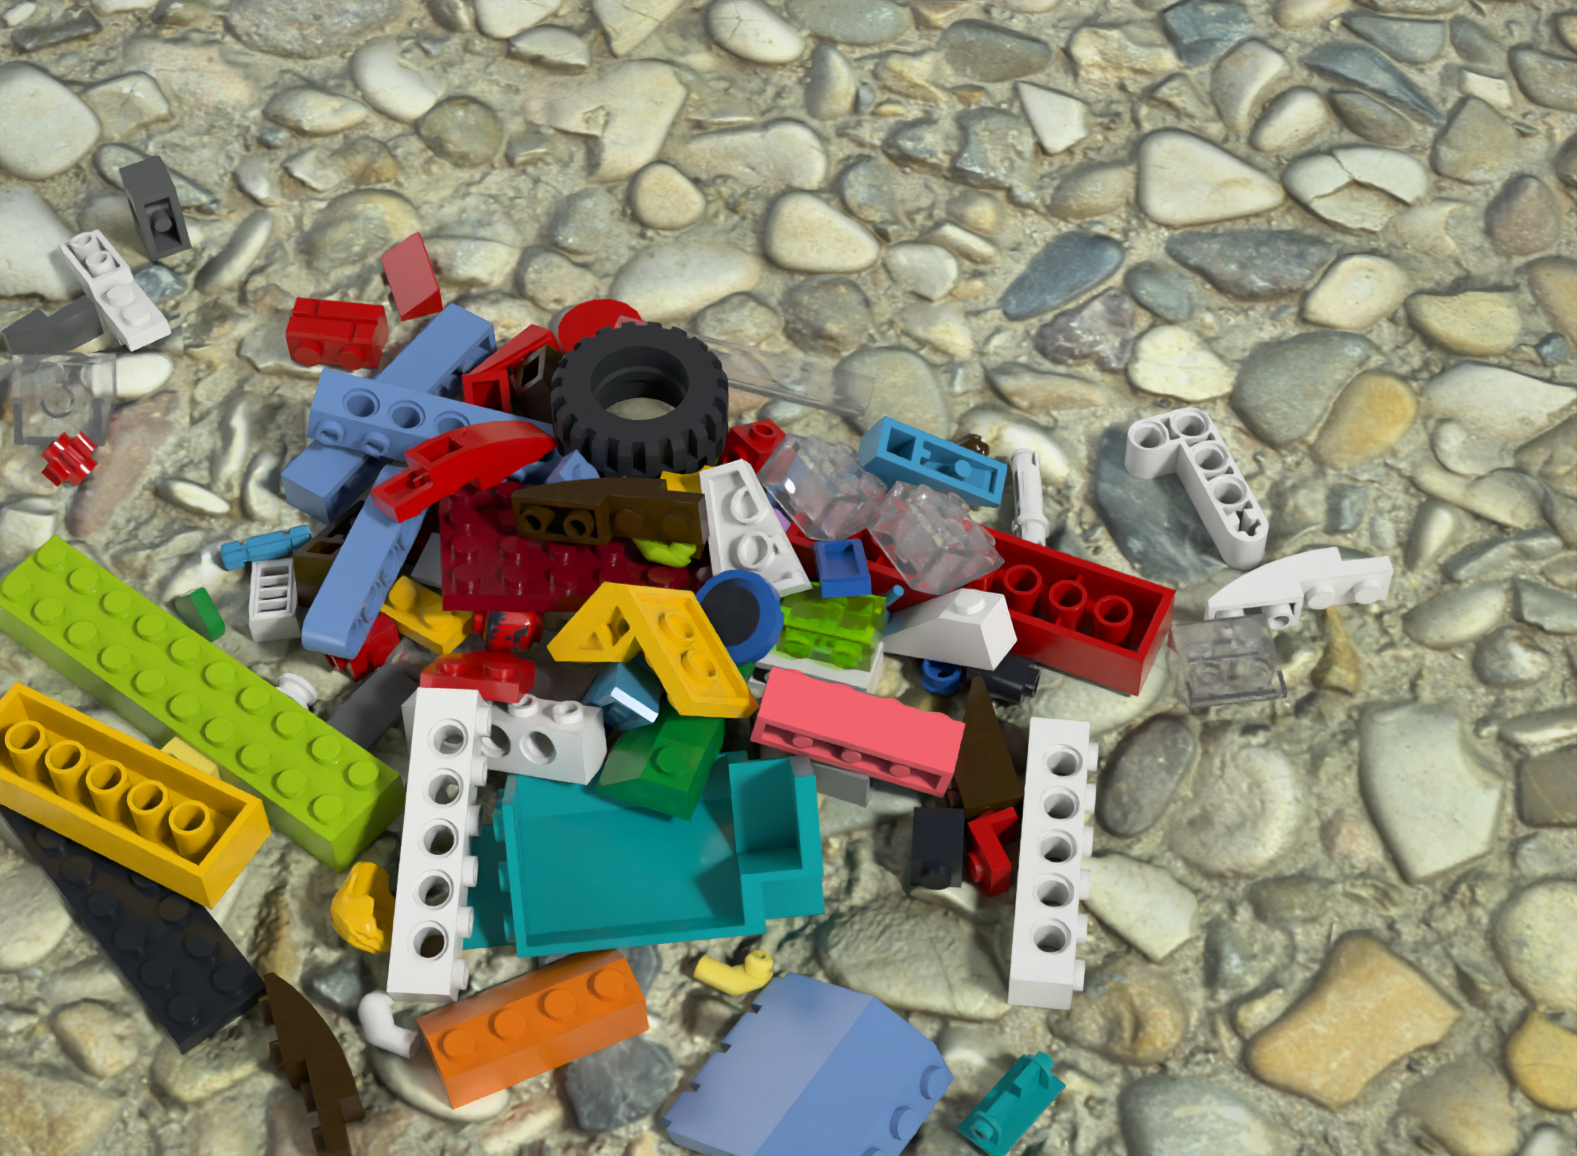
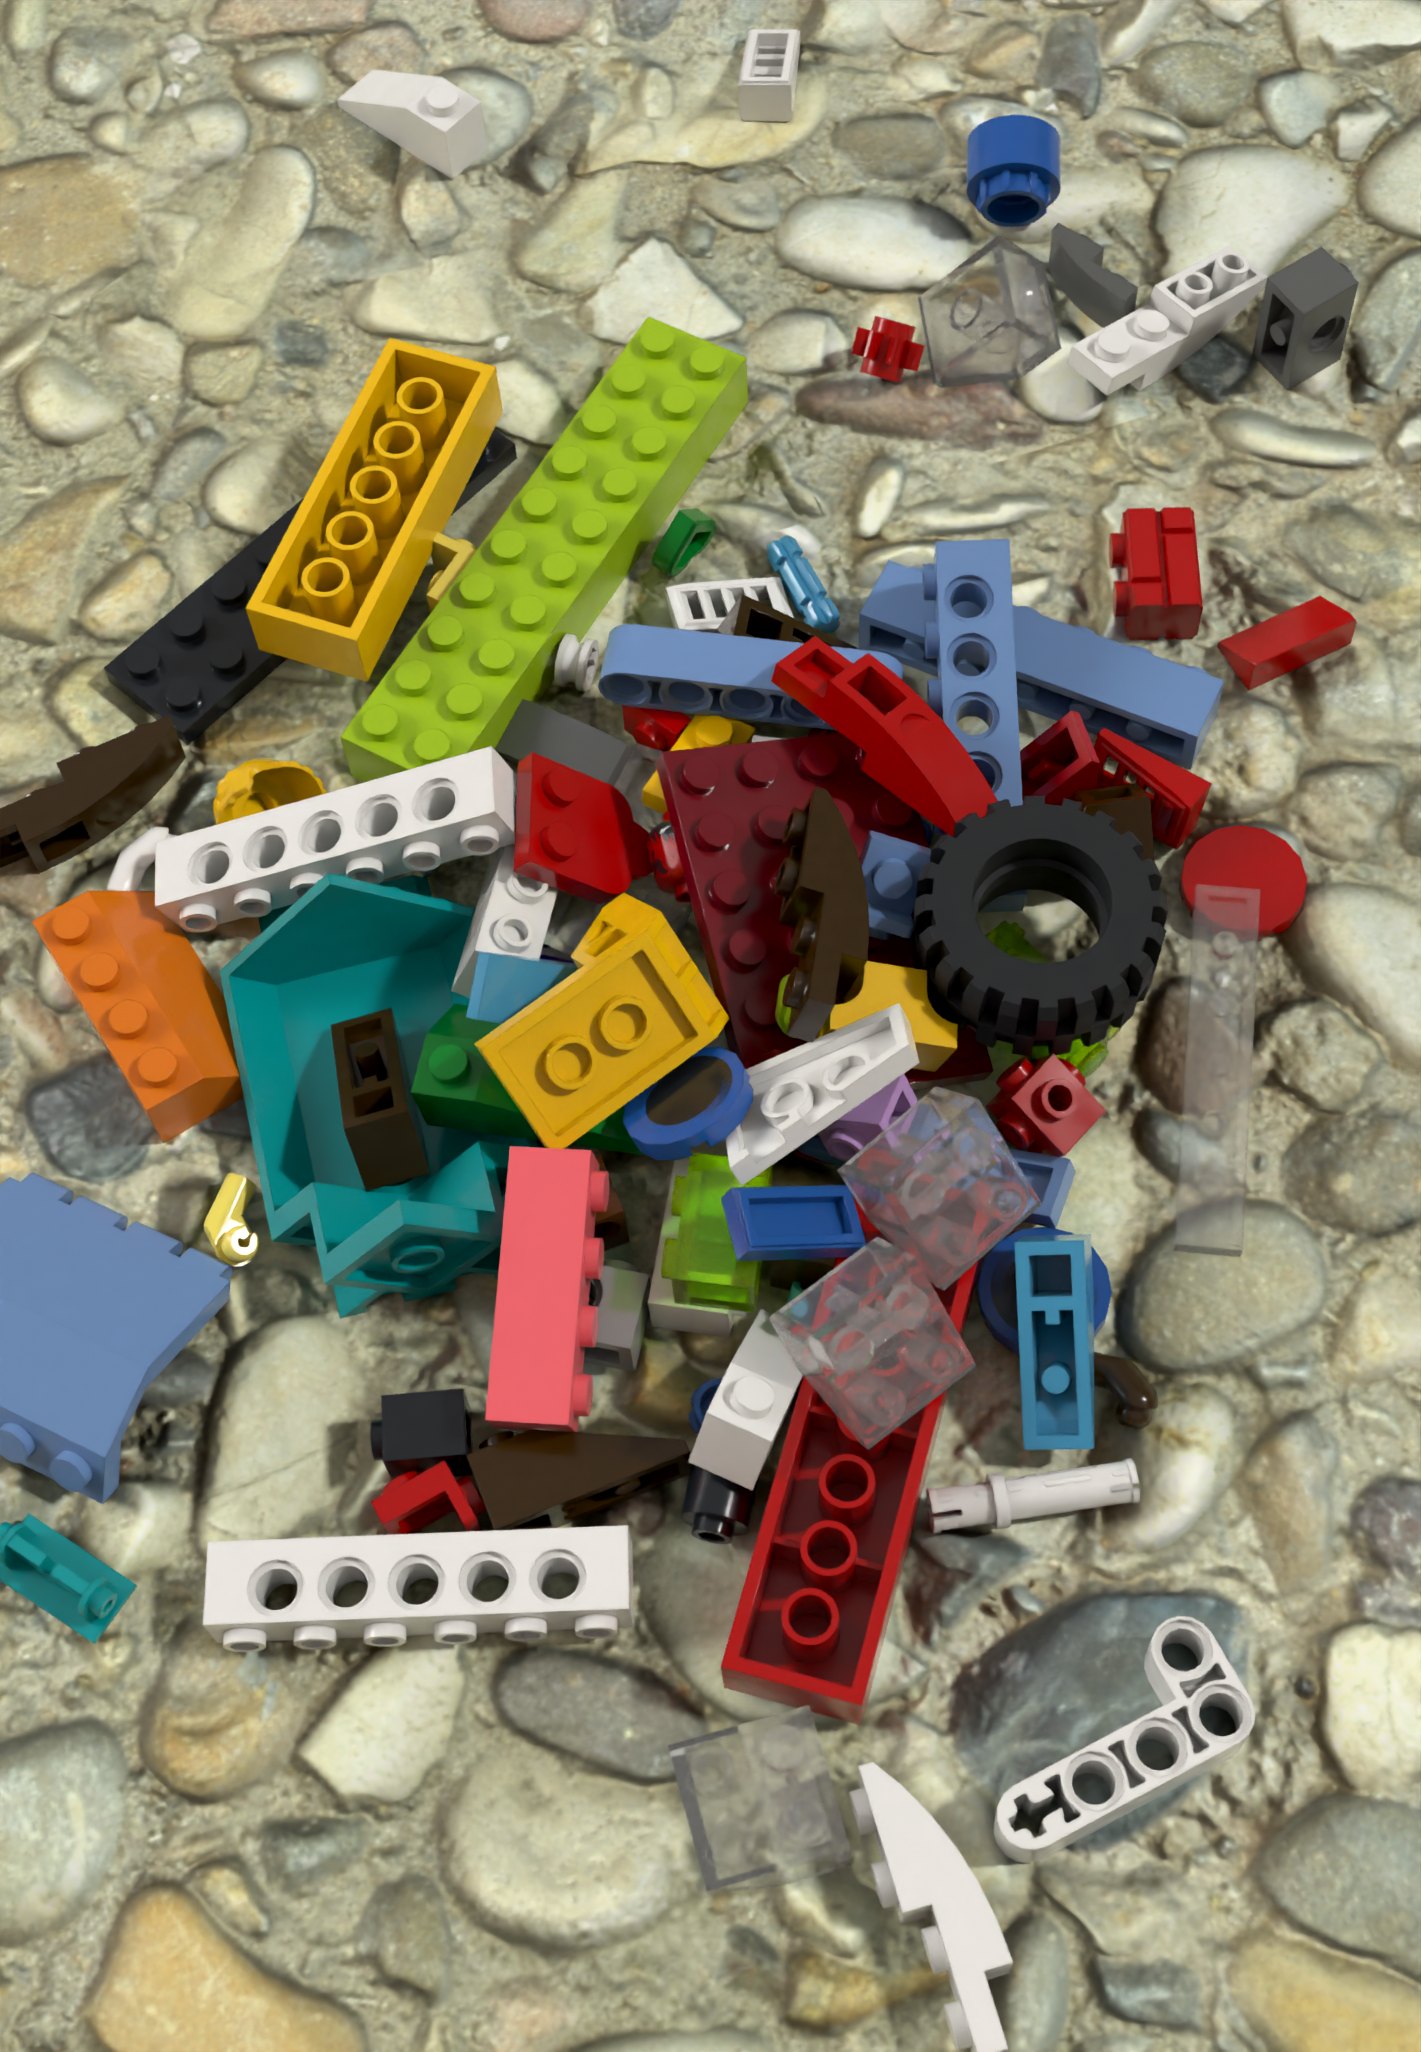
camera: 85 degrees right, 10 degrees up
(660, 849) = (378, 1101): none -> dark brown slope

